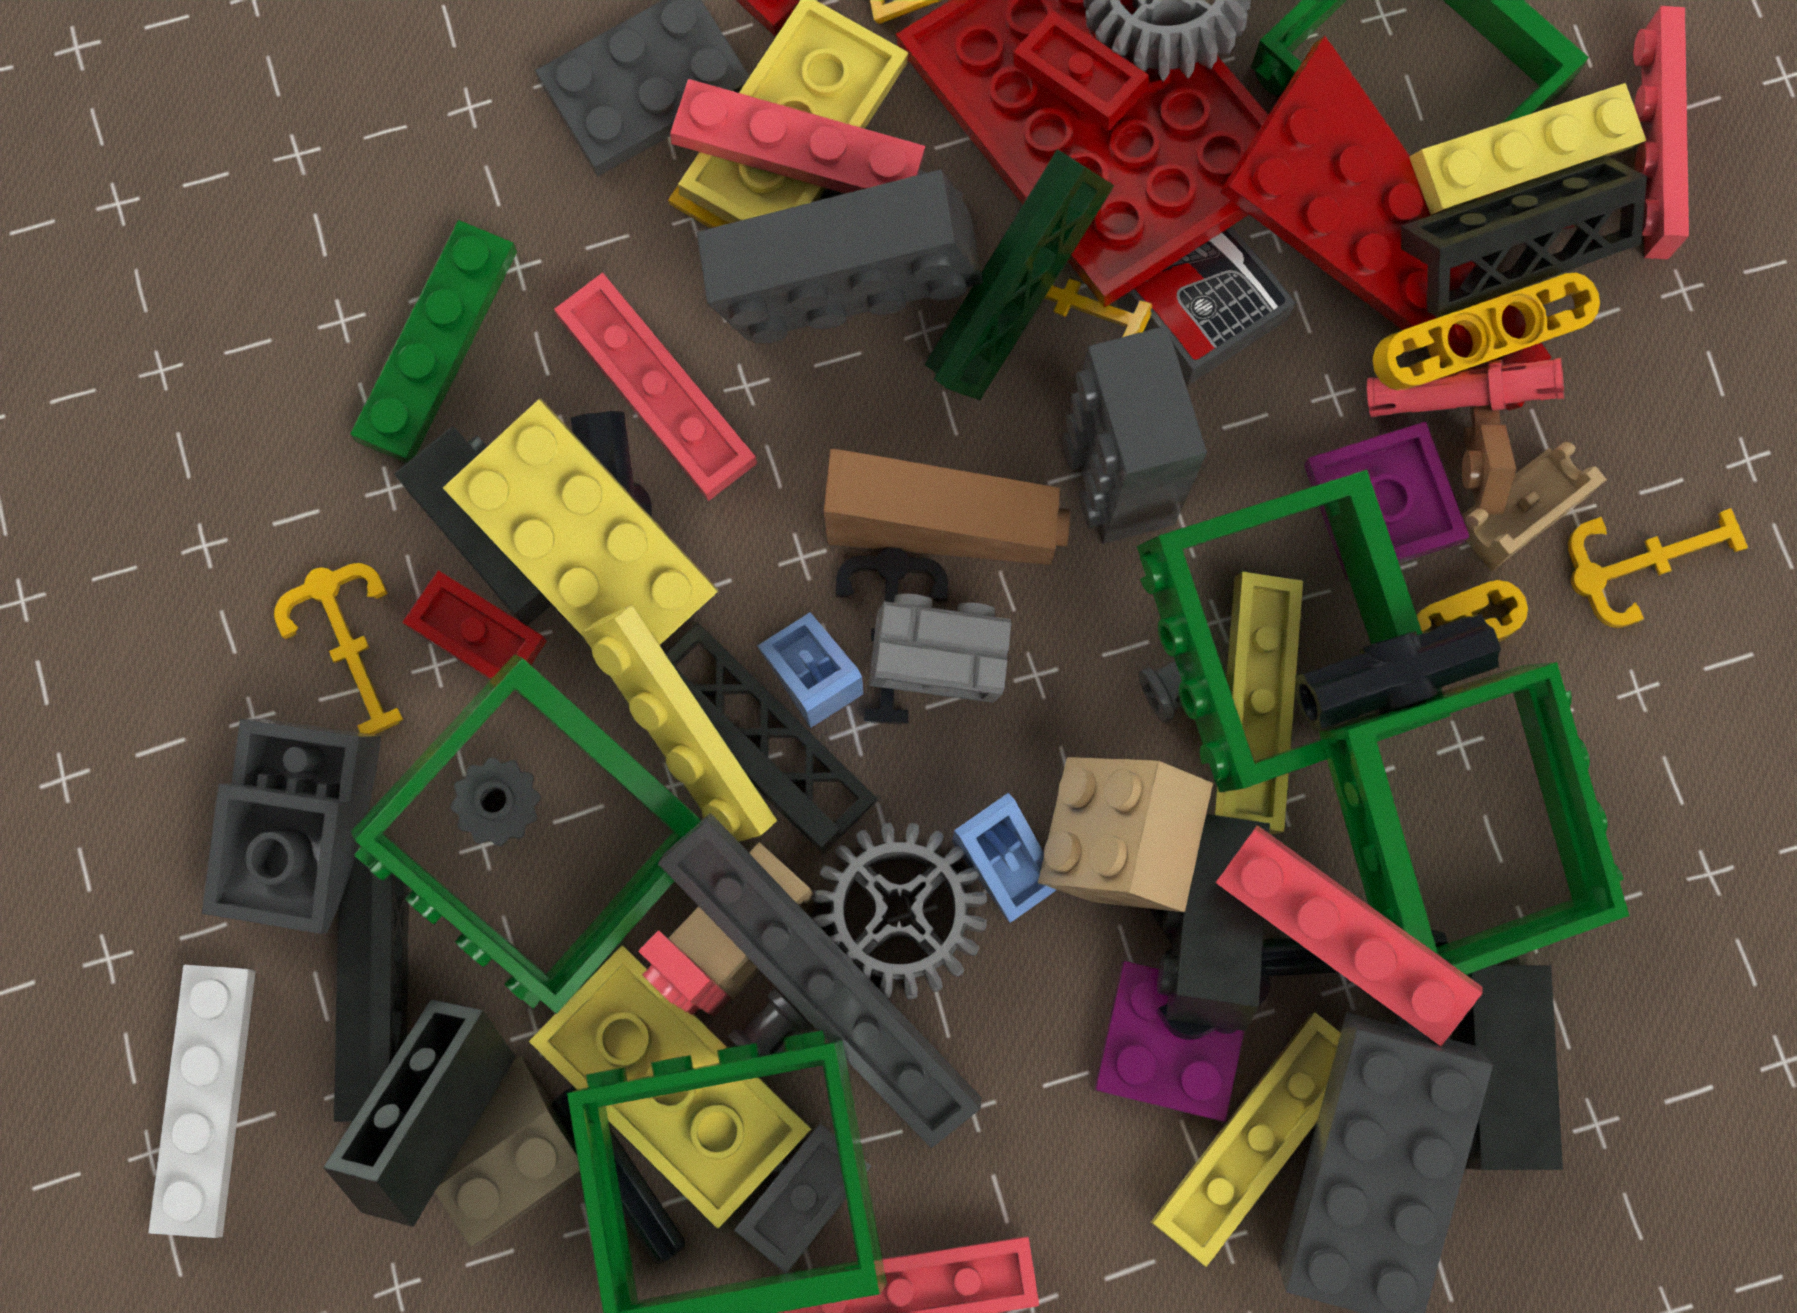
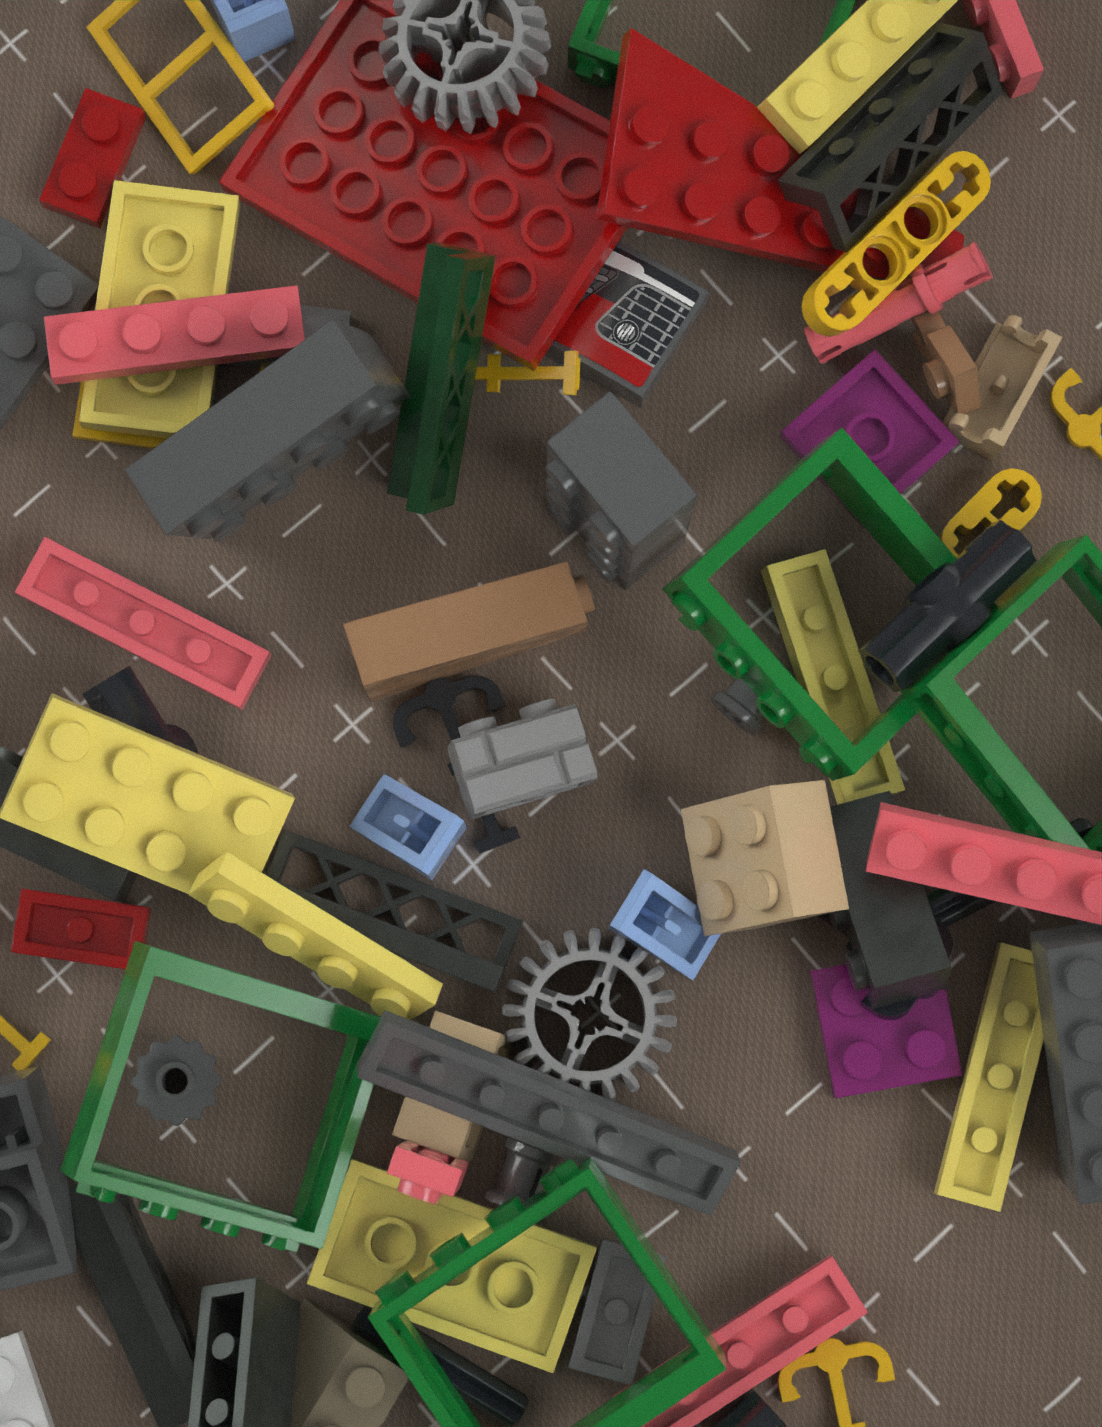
camera: 25 degrees left, 5 degrees up
(1080, 70) = (413, 151): red plate -> none

